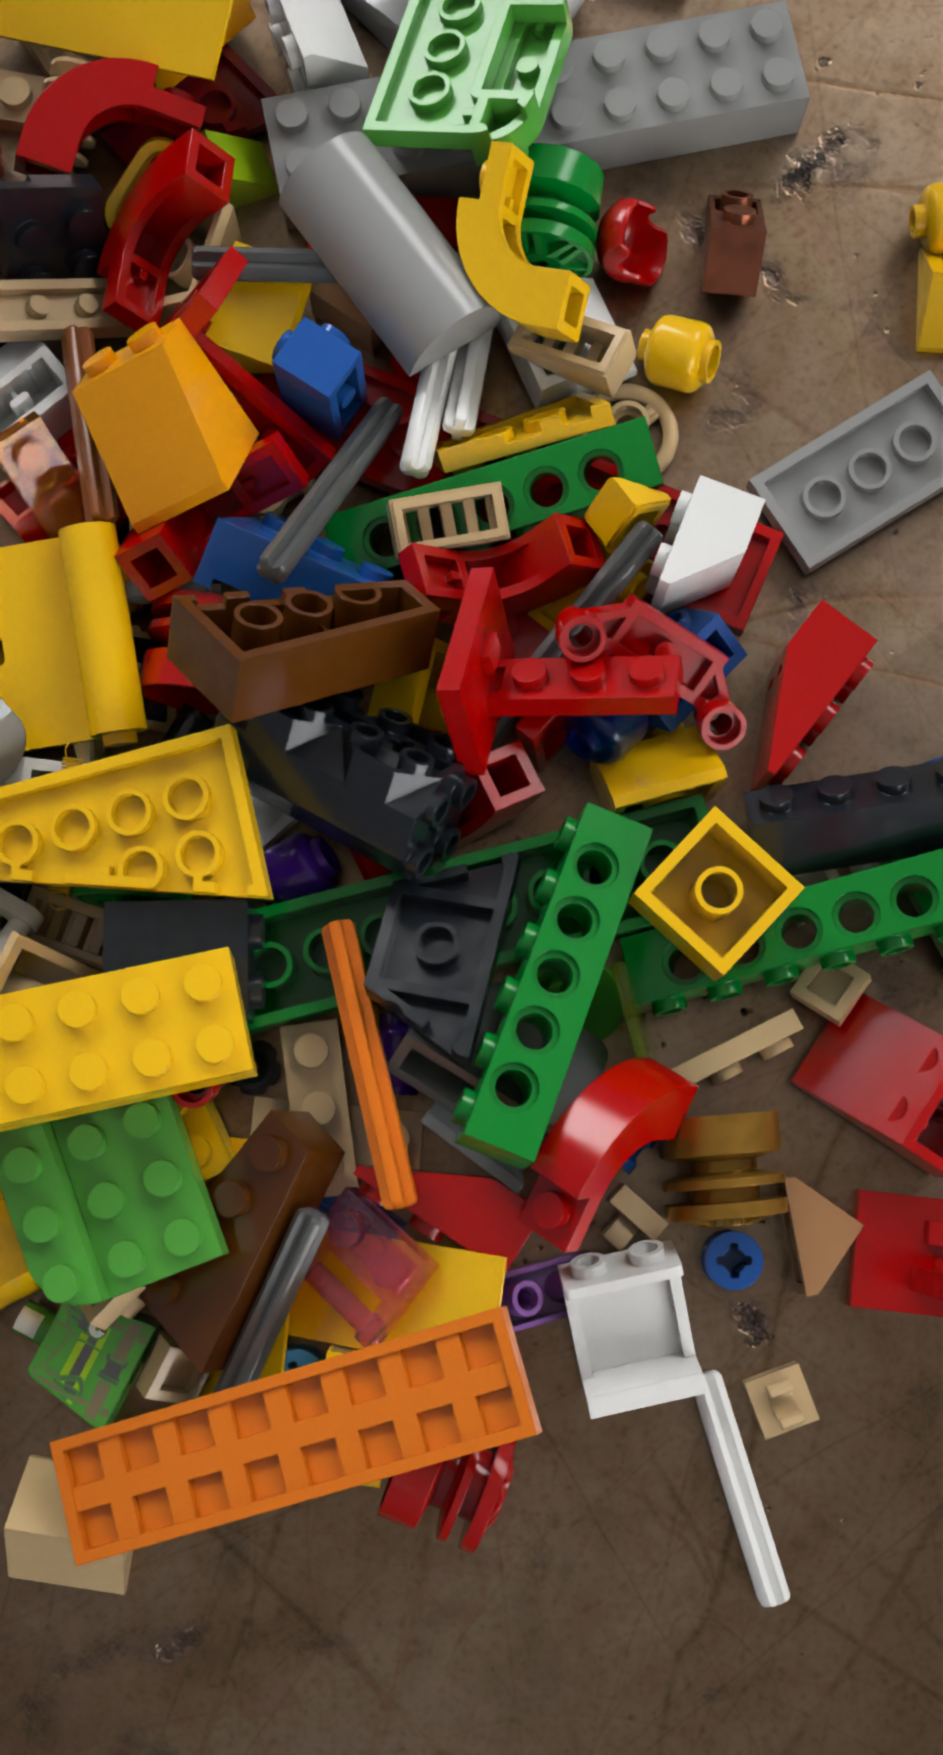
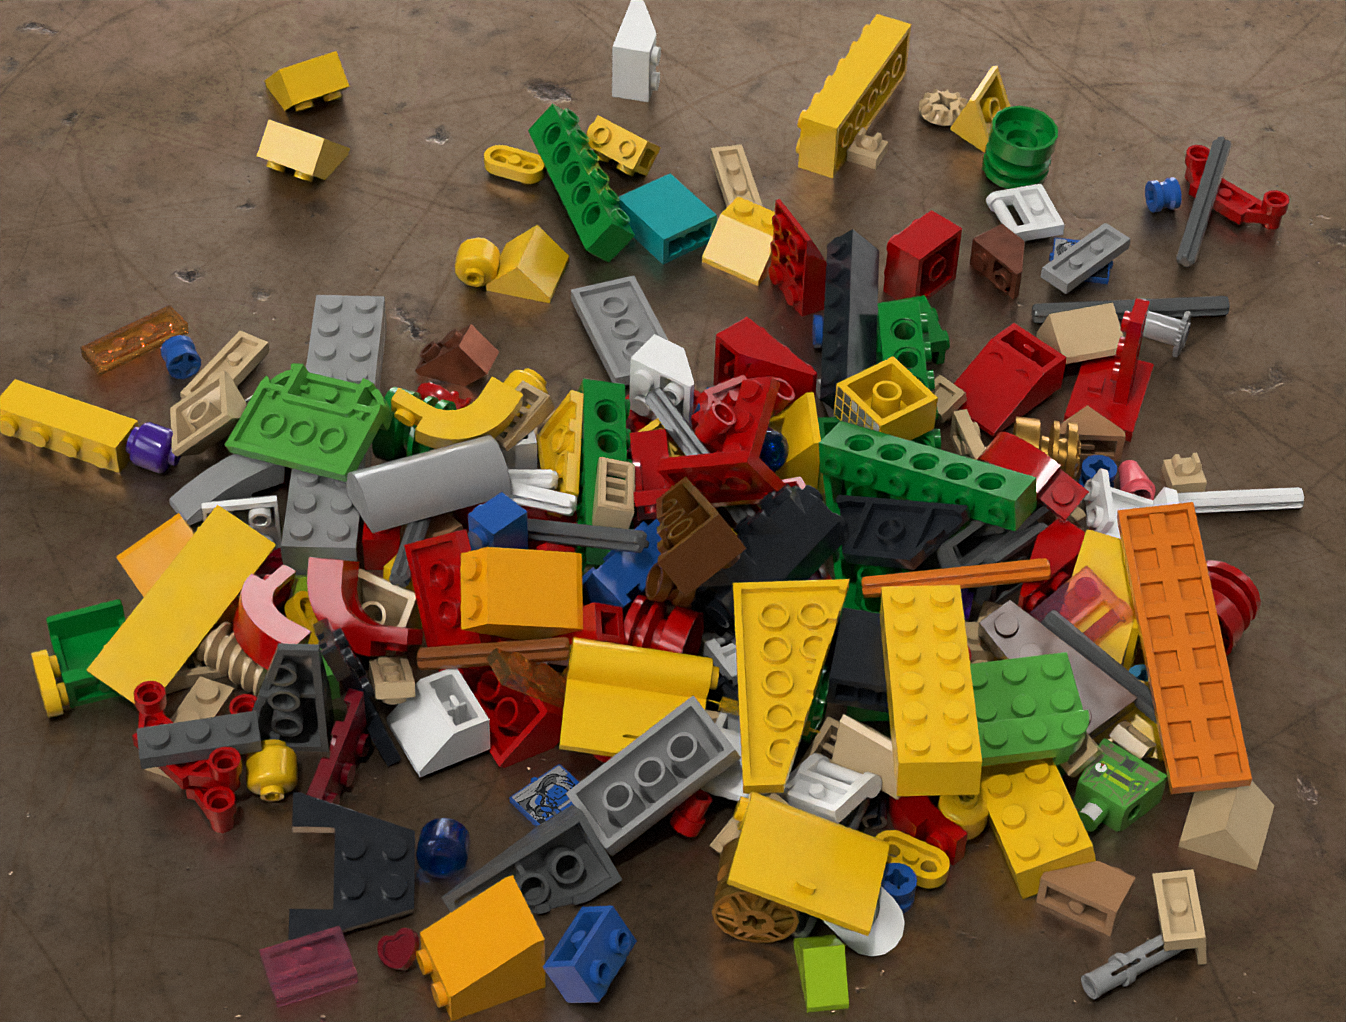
camera: 80 degrees left, 35 degrees down
(621, 506) = (634, 409): yellow slope -> none
(729, 1321) = (1134, 480): none -> coral cone

